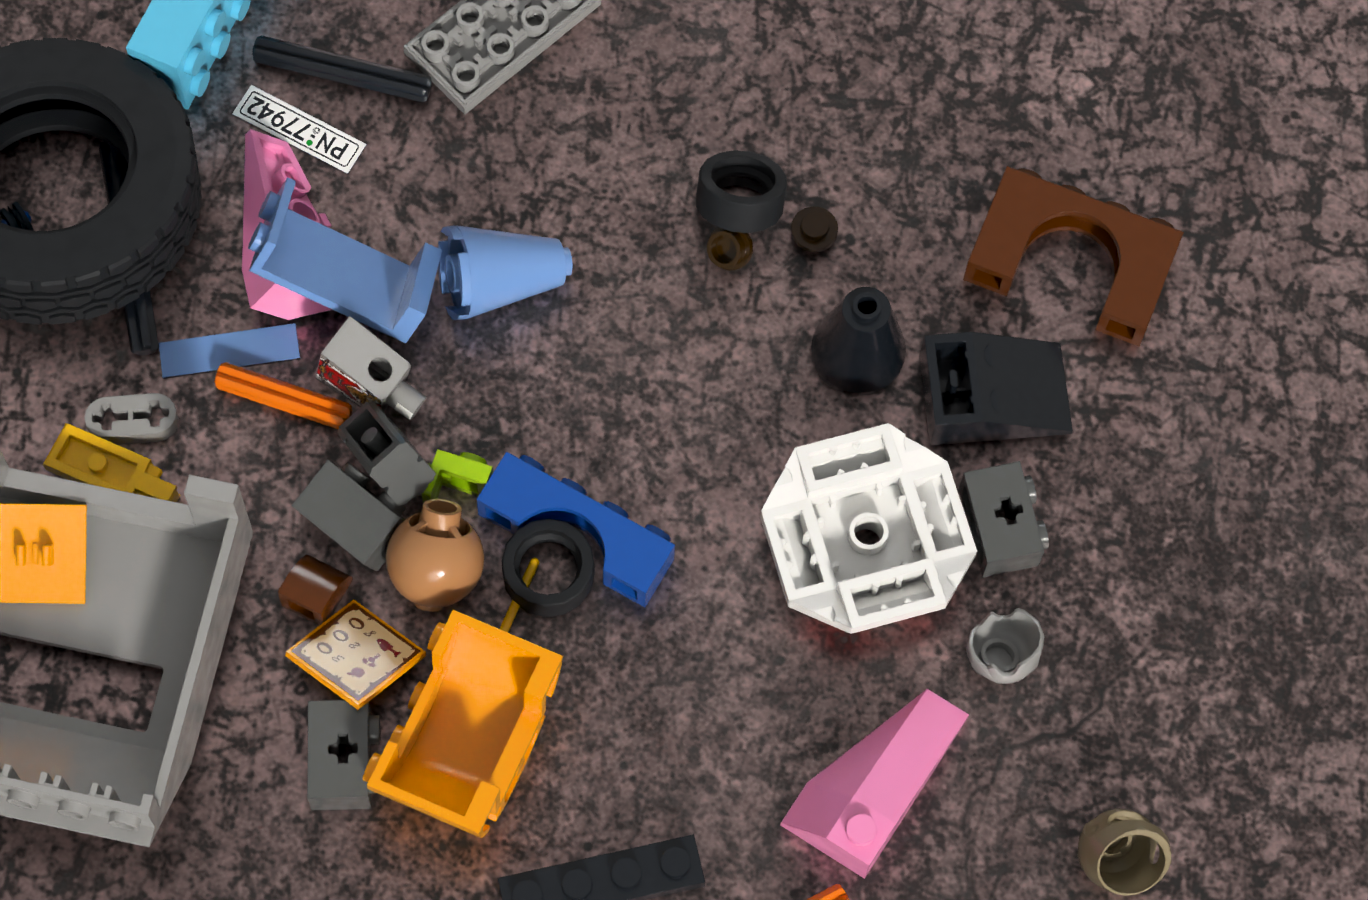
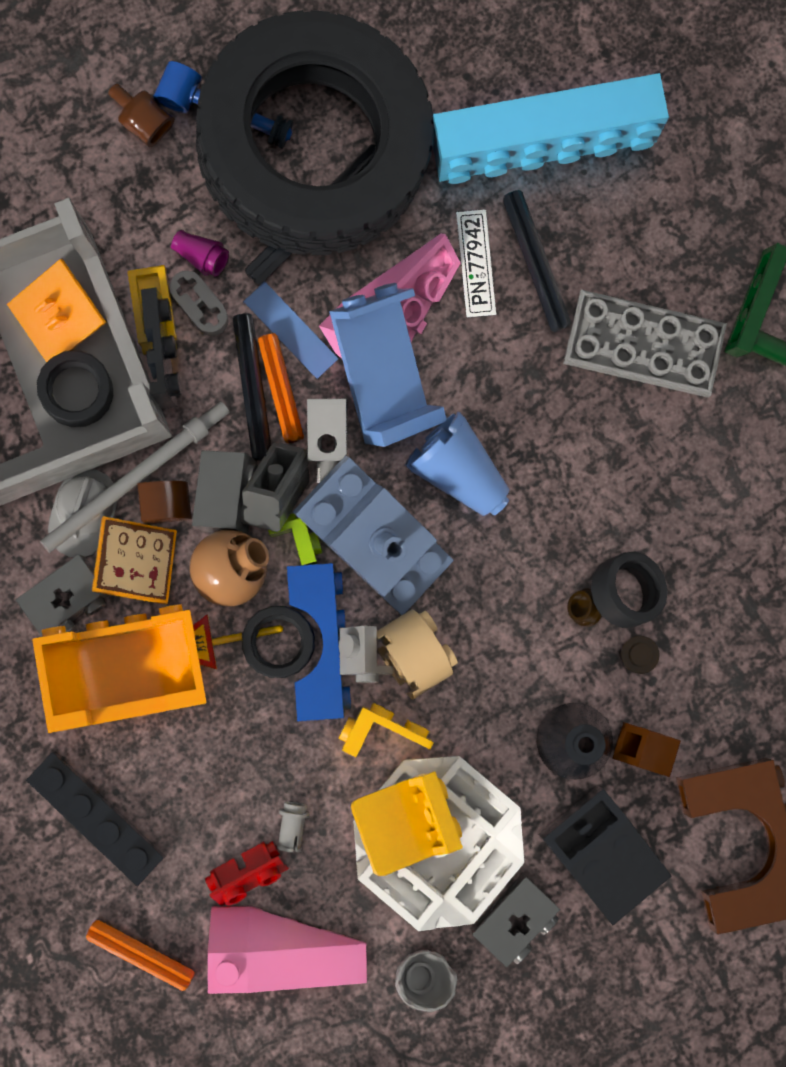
camera: 55 degrees right, 15 degrees up
(81, 380) = (203, 253): none -> magenta cone
(124, 551) = (67, 360): none -> black tyre
(139, 465) = (155, 315): none -> black wing
(258, 422) = (252, 385): none -> black axle
(263, 511) = (193, 431): none -> light grey bar
(263, 685) = (72, 497): none -> light grey piece
(507, 391) = (374, 535): none -> sand blue brick
(621, 482) = (359, 654): none -> light grey bracket
(657, 433) = (415, 652): none -> tan brick
(703, 505) = (356, 729): none -> yellow bracket
(752, 680) = (292, 826): none -> light grey pin
(773, 738) = (234, 883): none -> red hinge
(828, 533) = (406, 823): none -> yellow bracket
(915, 283) = (646, 749): none -> reddish brown brick

